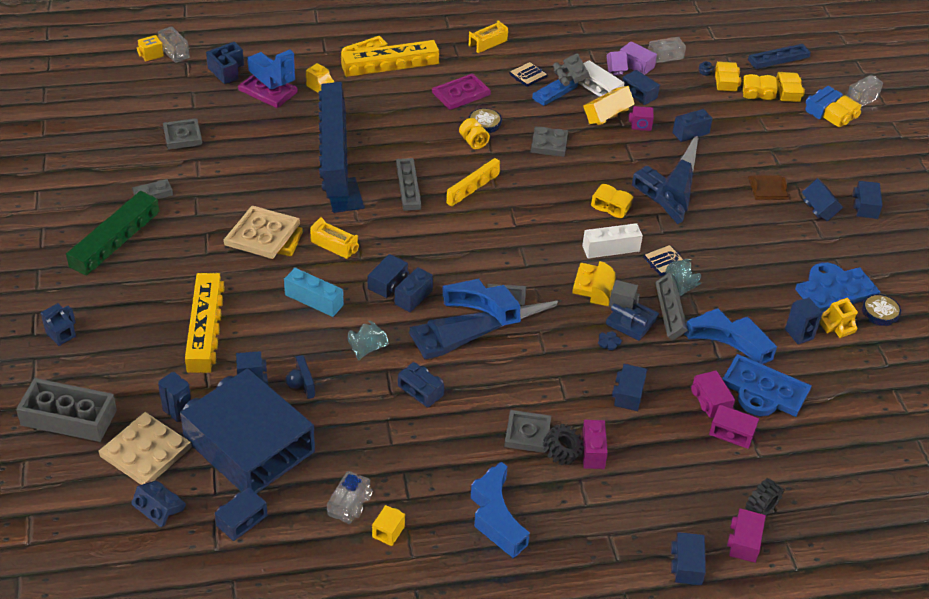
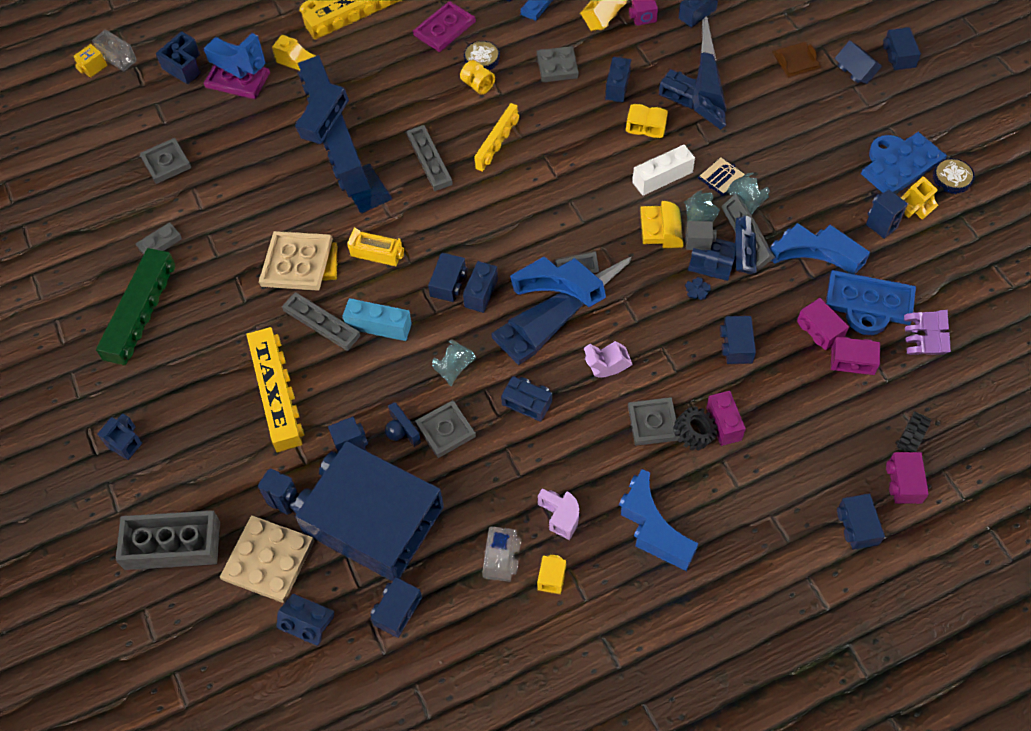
camera: 10 degrees left, 15 degrees up
(265, 282) = (321, 321): none -> dark grey plate
(326, 122) = (322, 112): none -> dark blue brick
(339, 390) = (445, 429): none -> dark grey plate
(418, 480) = (565, 512): none -> lavender brick
(506, 373) = (608, 360): none -> lavender brick
(598, 163) = (618, 79): none -> dark blue brick
(636, 275) = (701, 208): none -> clear light blue hair
(663, 315) = (745, 246): none -> dark blue hinge
(815, 418) = (933, 325): none -> medium lavender legs

